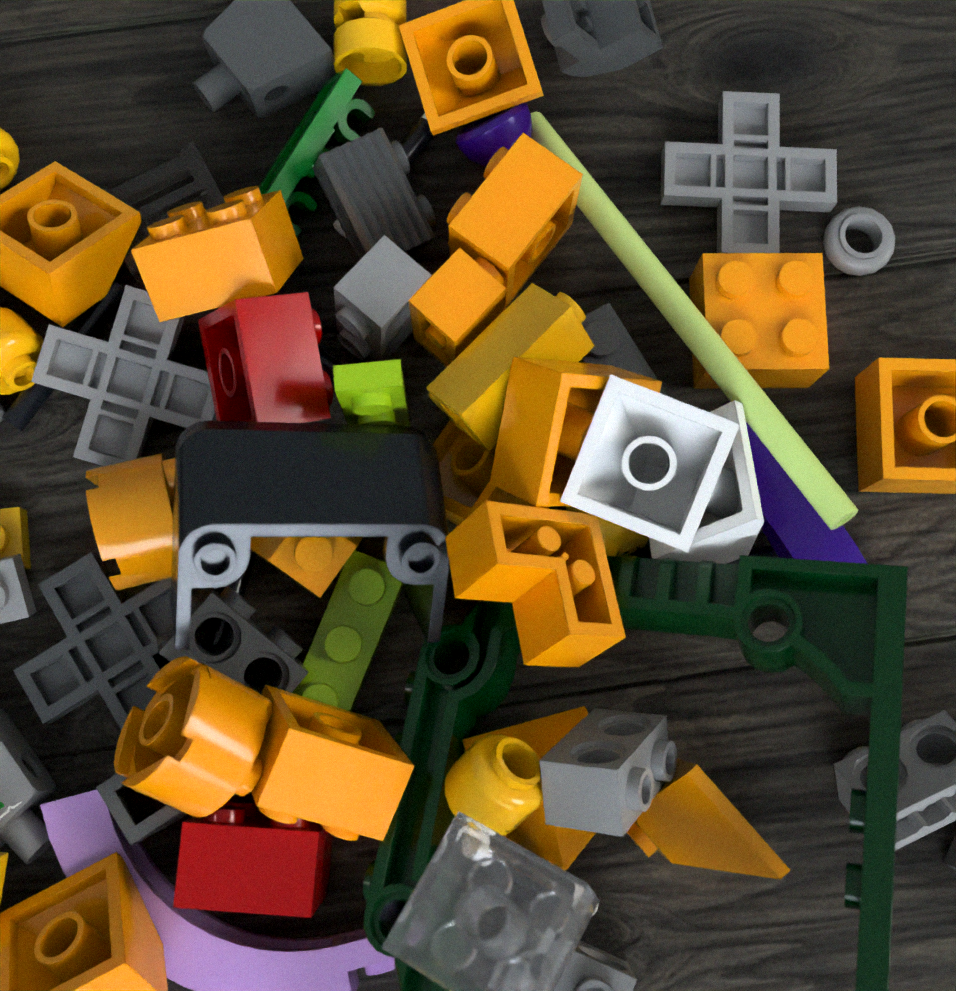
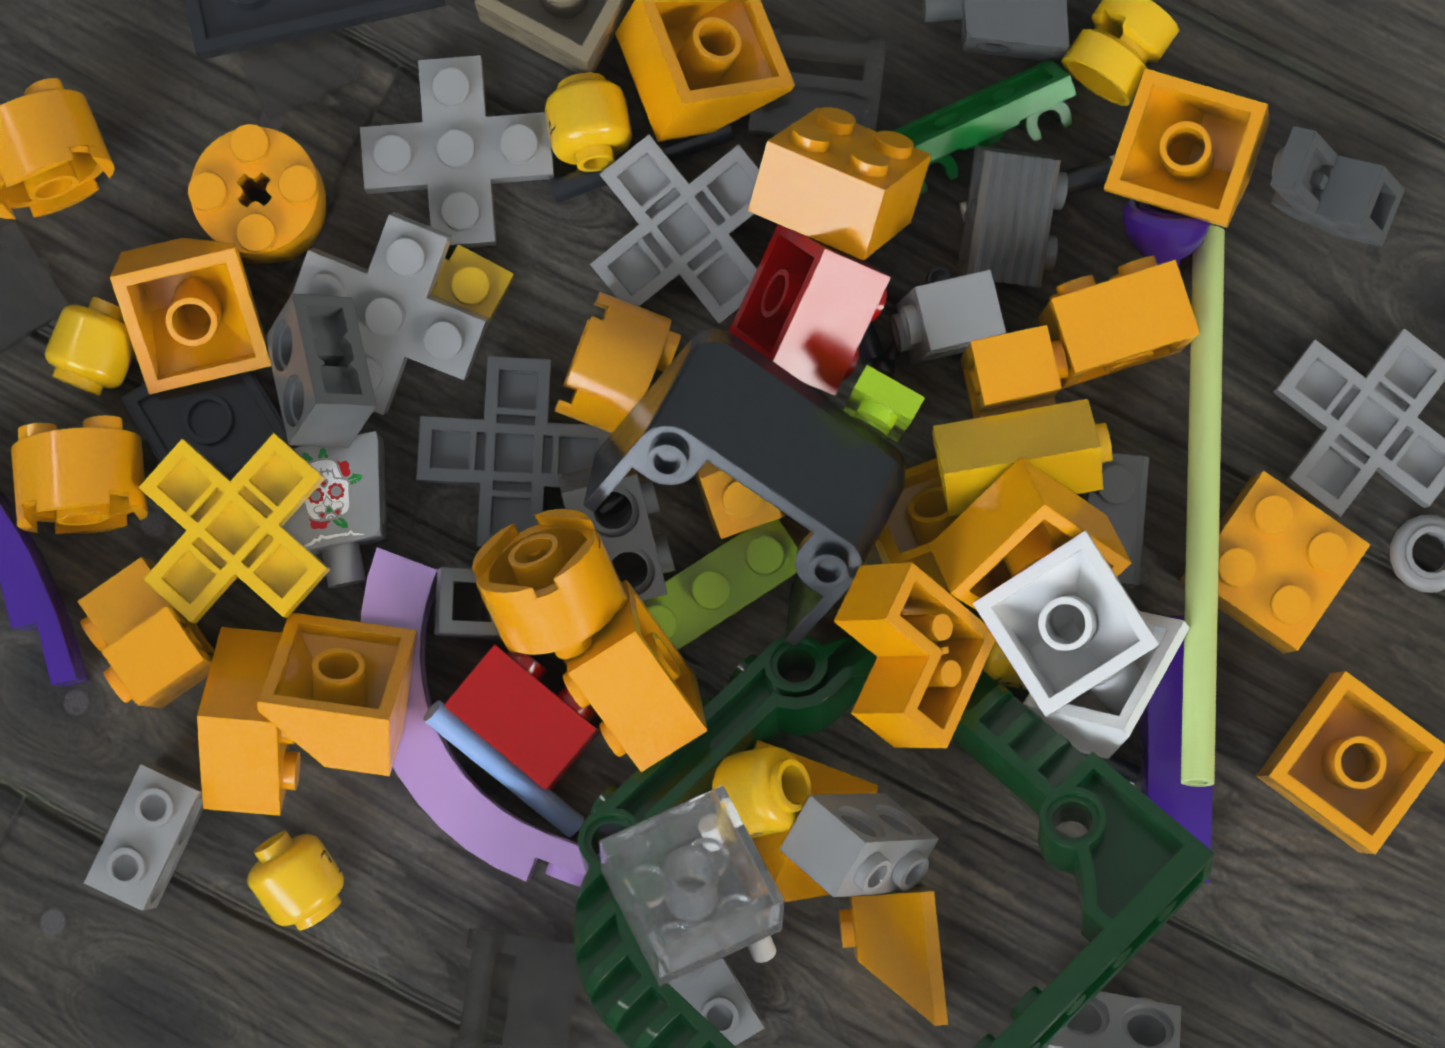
camera: 35 degrees right, 5 degrees up
(329, 914) = (497, 765): none -> light blue bar

